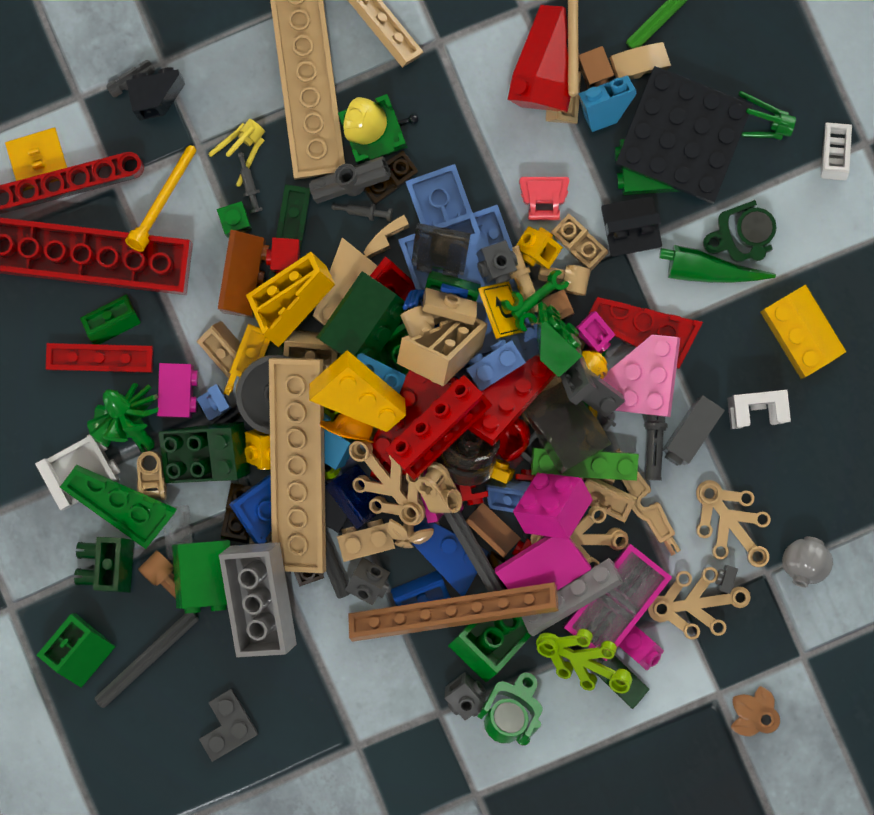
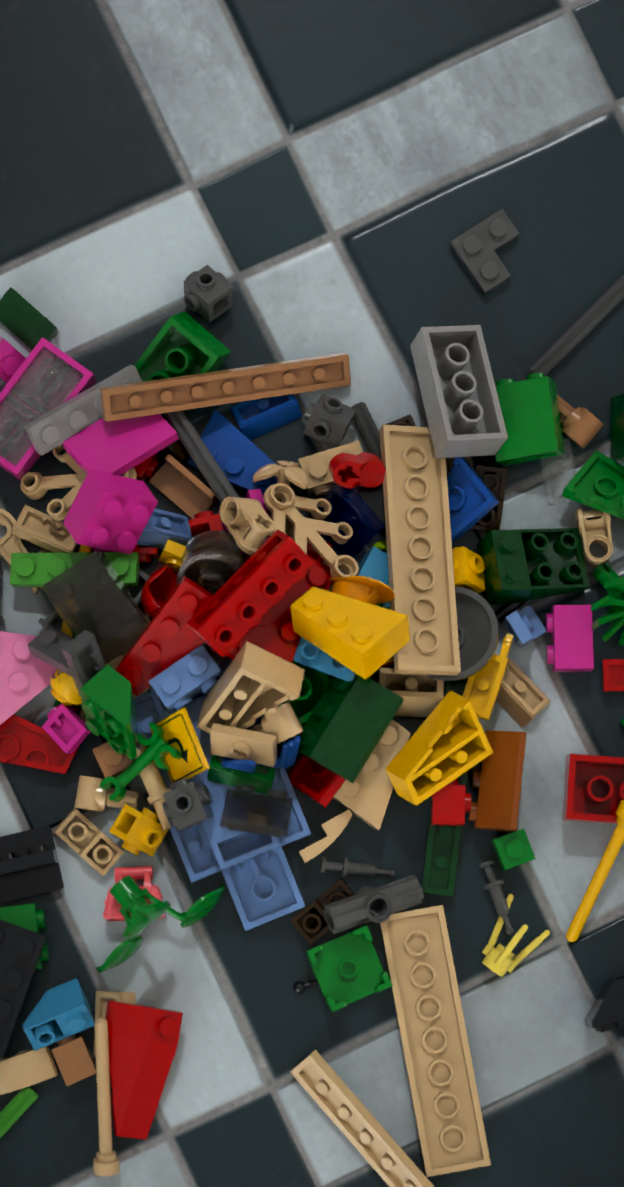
camera: 175 degrees right, 5 degrees down
(341, 533) = (357, 470): none -> red piece
(364, 121) = (358, 978): light yellow helmet -> none
(508, 717) = (155, 266): green piece -> none
(544, 189) = (133, 901): none -> green plant
(555, 647) = (107, 352): lime plant -> none

